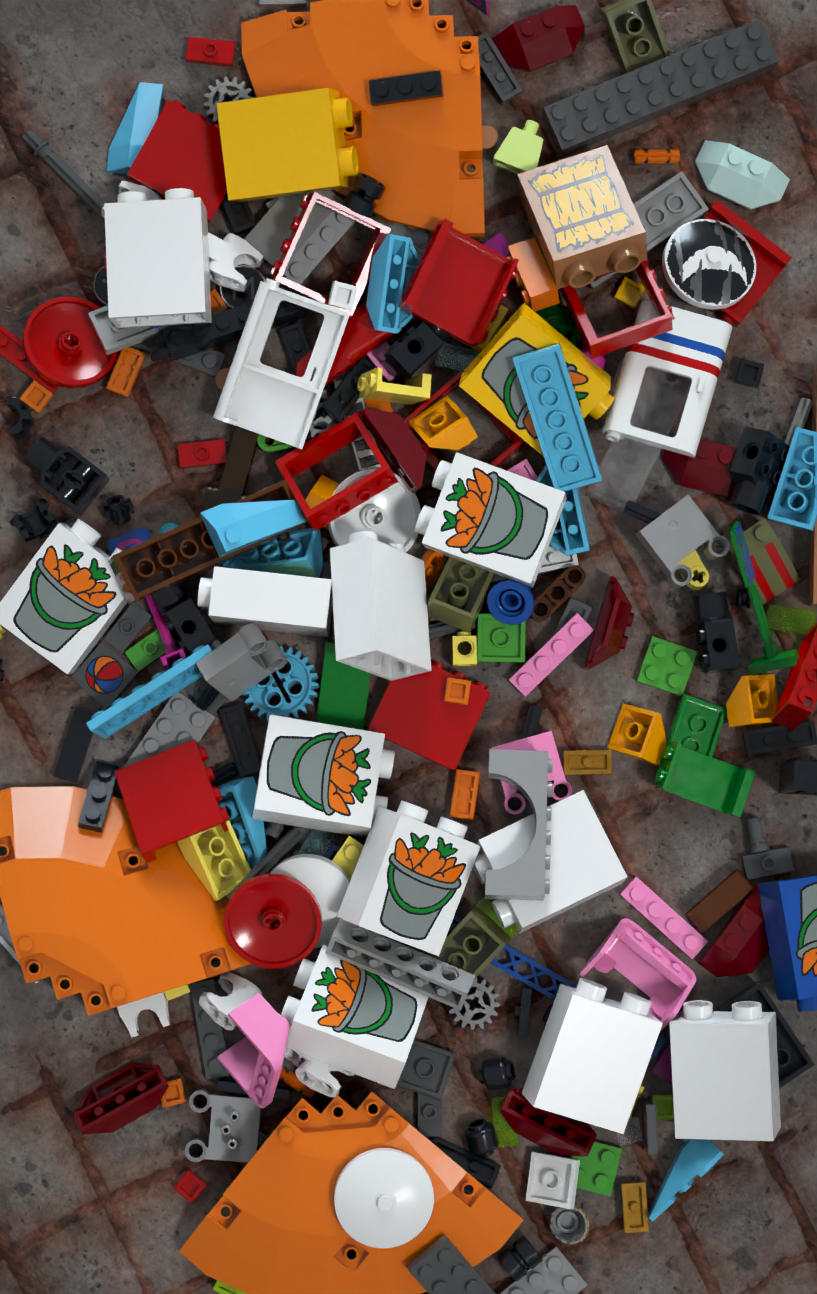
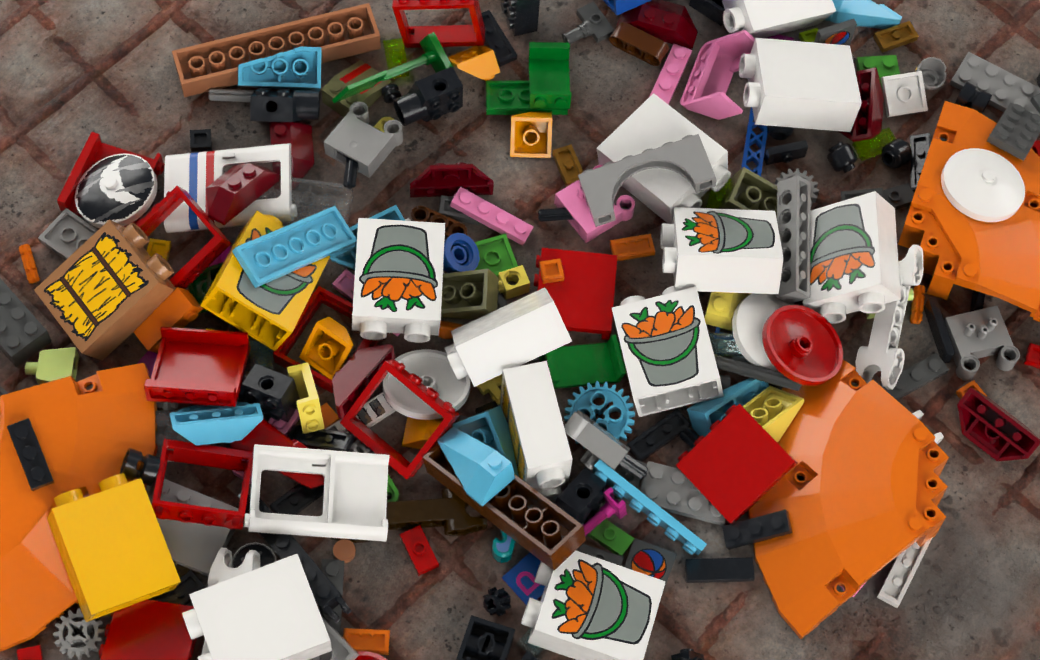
camera: 110 degrees left, 20 degrees down
(260, 1055) = (919, 309): bright pink windscreen -> none
(342, 295) = (239, 459): white plate -> none
(653, 383) = (237, 190): none -> dark red wedge
(666, 666) = (467, 133): bright green plate -> none
(740, 175) = (28, 196): light aqua wedge -> none

